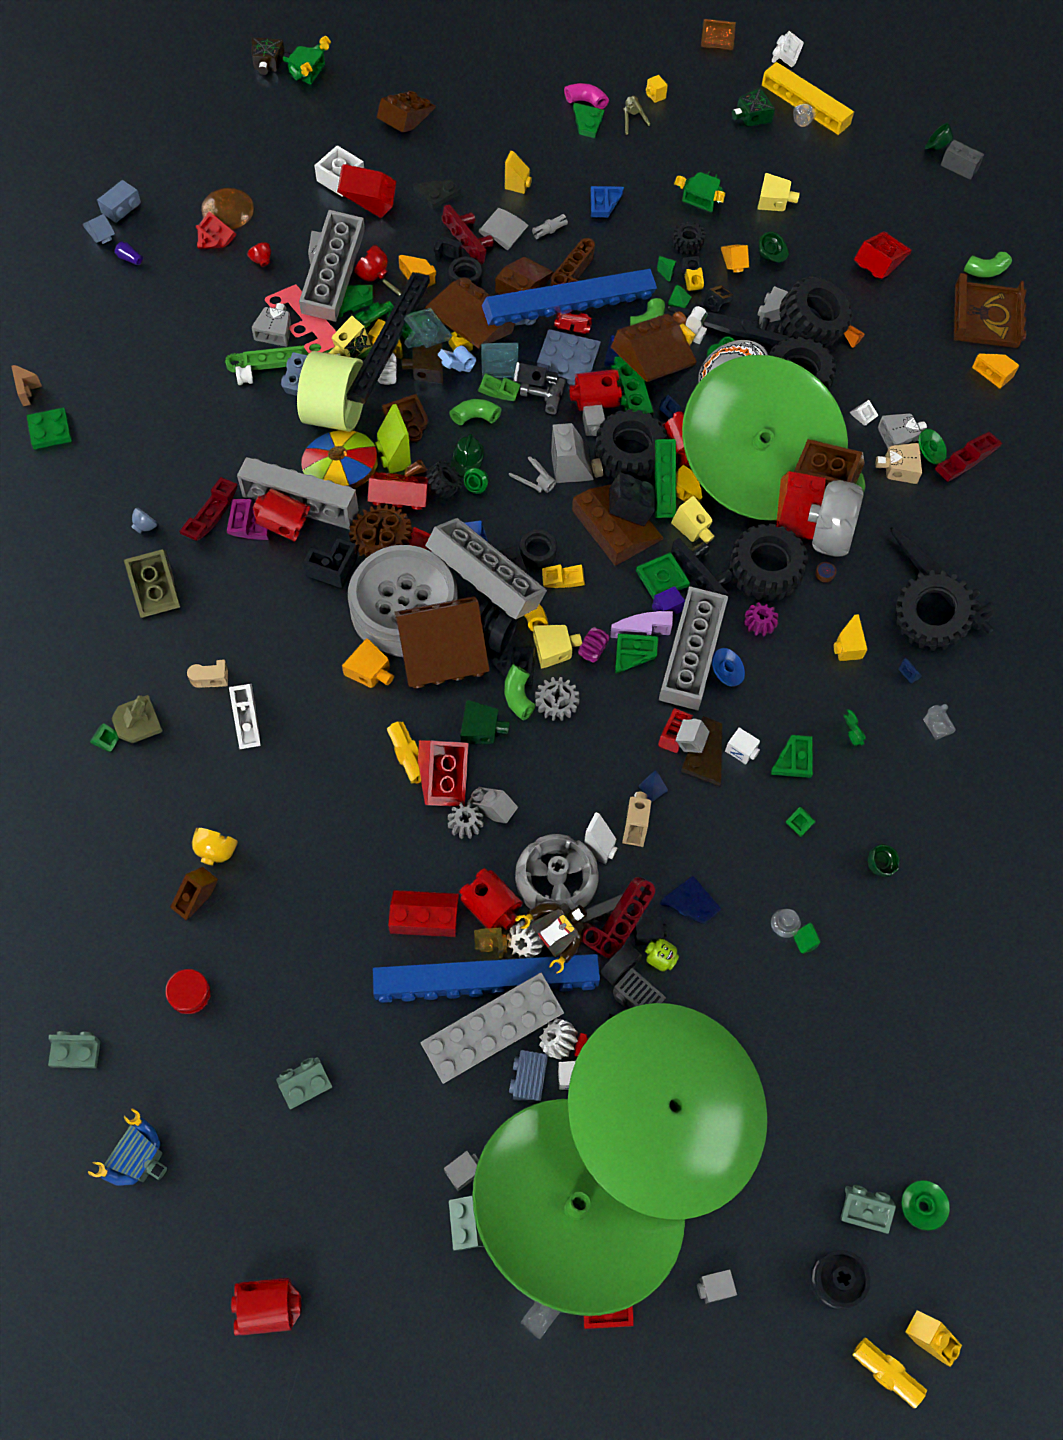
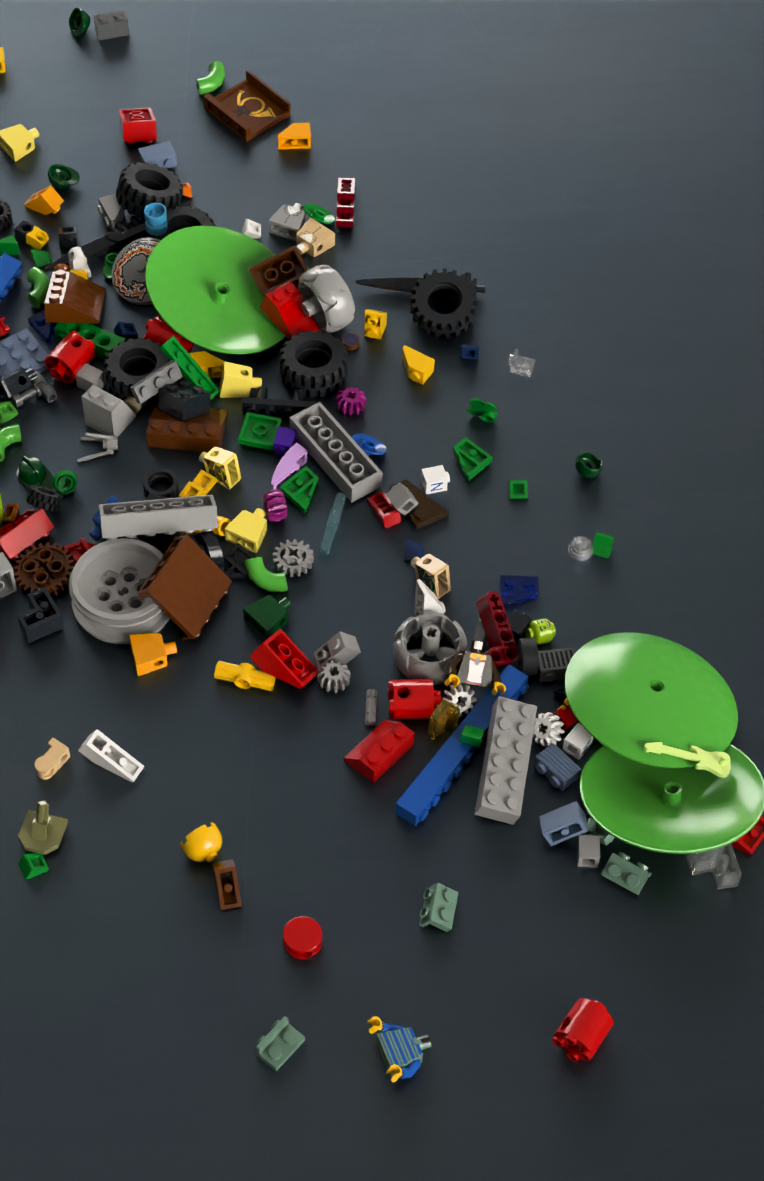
camera: 50 degrees left, 10 degrees down
(462, 873) = (371, 703): none -> light grey axle
(467, 1127) = (563, 823): none -> sand blue brick
(493, 979) = (472, 735): none -> green slope
(596, 568) = (222, 465): none -> light yellow torso
(622, 701) = (332, 523): none -> clear light blue axle
(627, 464) = (159, 379): none -> plate
(639, 1222) = (714, 762): none -> yellowish green piece
(783, 336) = (155, 219): none -> dark azure wheel
(860, 574) = (374, 323): none -> yellow slope
(863, 292) = (160, 154): none -> sand blue brick

